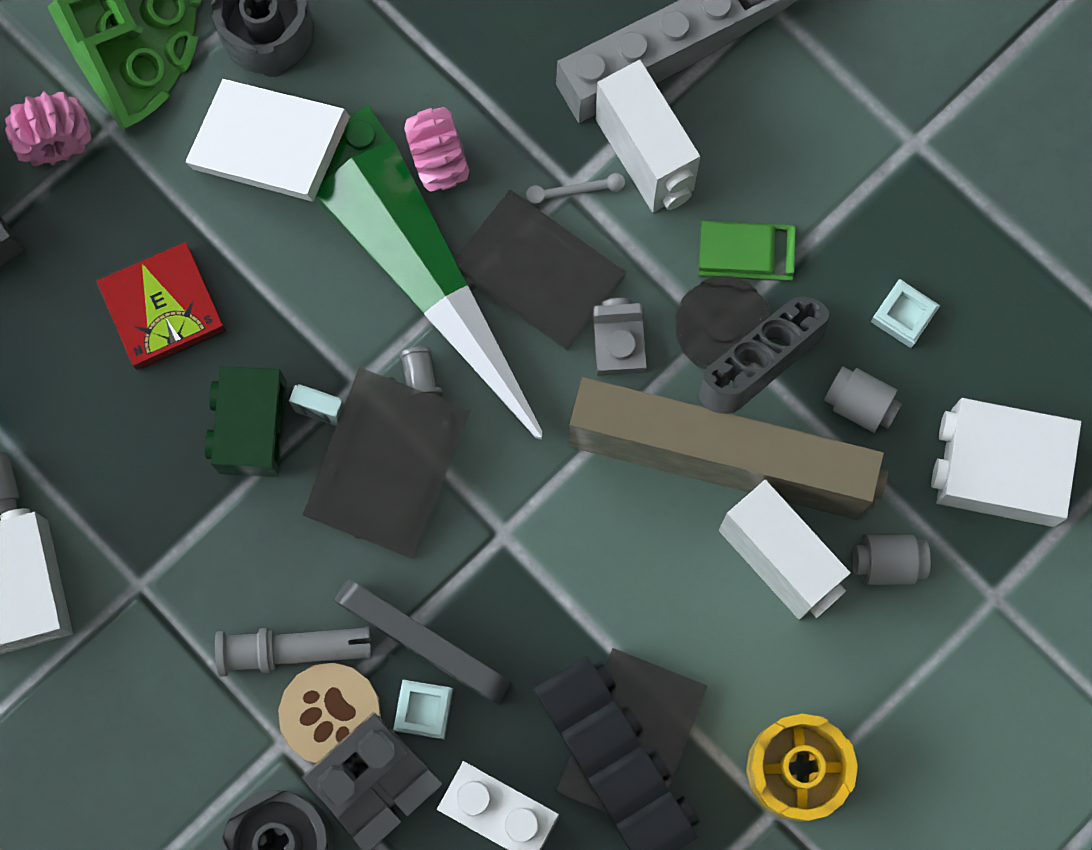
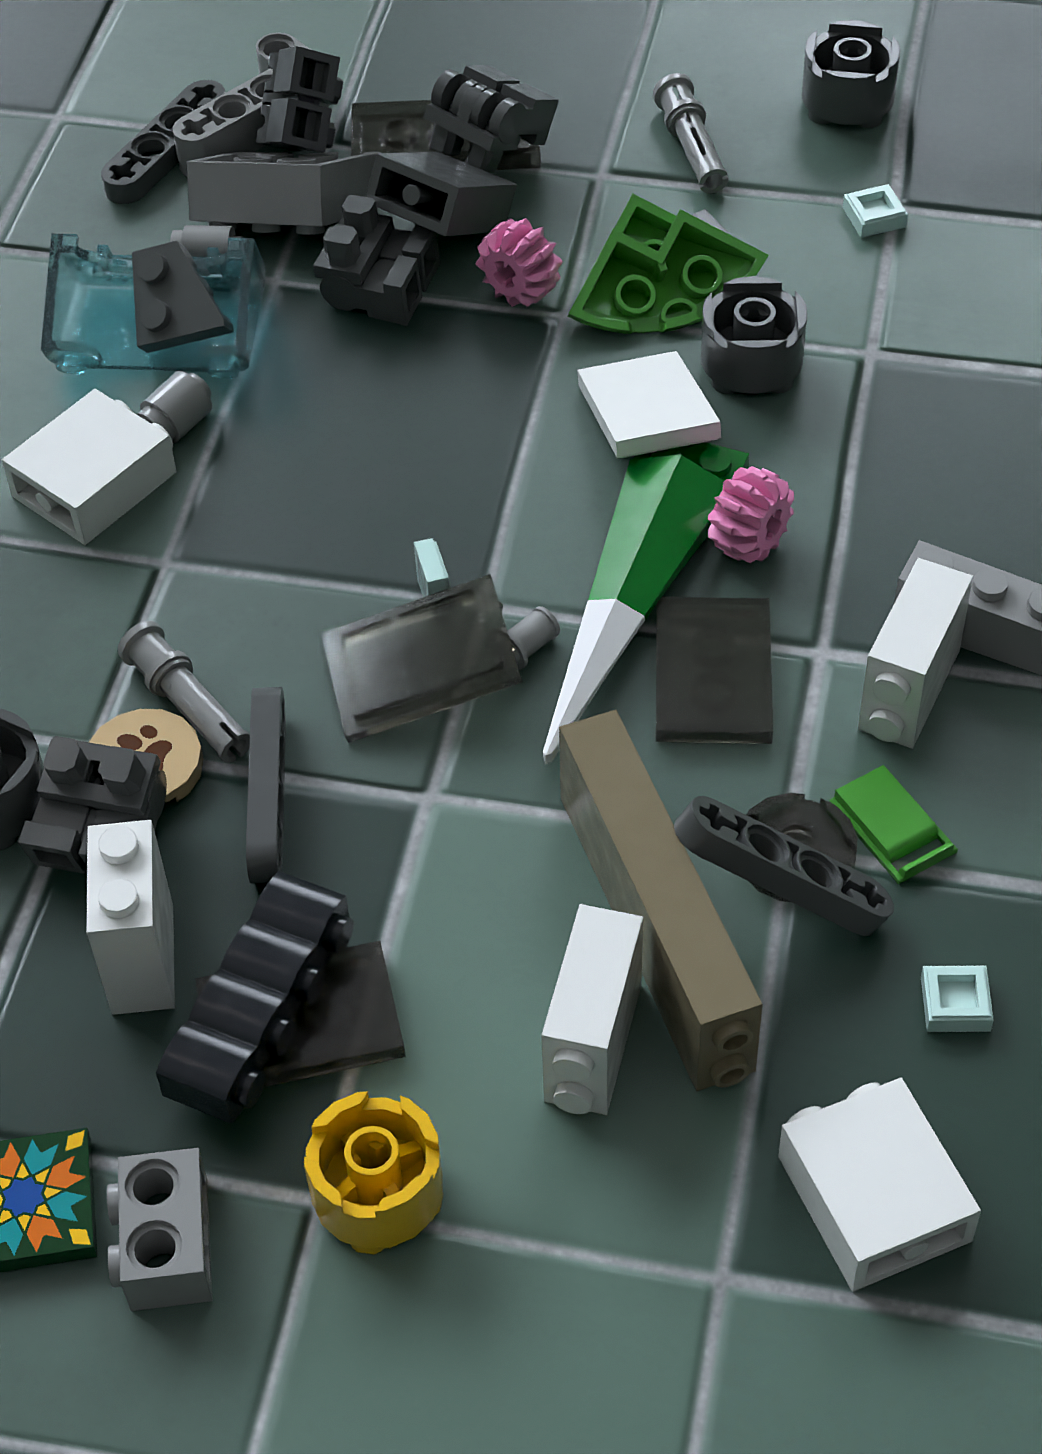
camera: 55 degrees right, 25 degrees down
(160, 305) = (433, 430): red tile -> none
(247, 421) = (371, 533): dark green brick -> none
(423, 709) = (202, 830): light aqua tile -> none
(536, 195) = (786, 629): light grey hinge -> none
(619, 337) = (704, 766): light grey bracket -> none
(863, 399) = (825, 1004): light grey brick -> none
(891, 559) = (674, 1134): light grey brick -> none

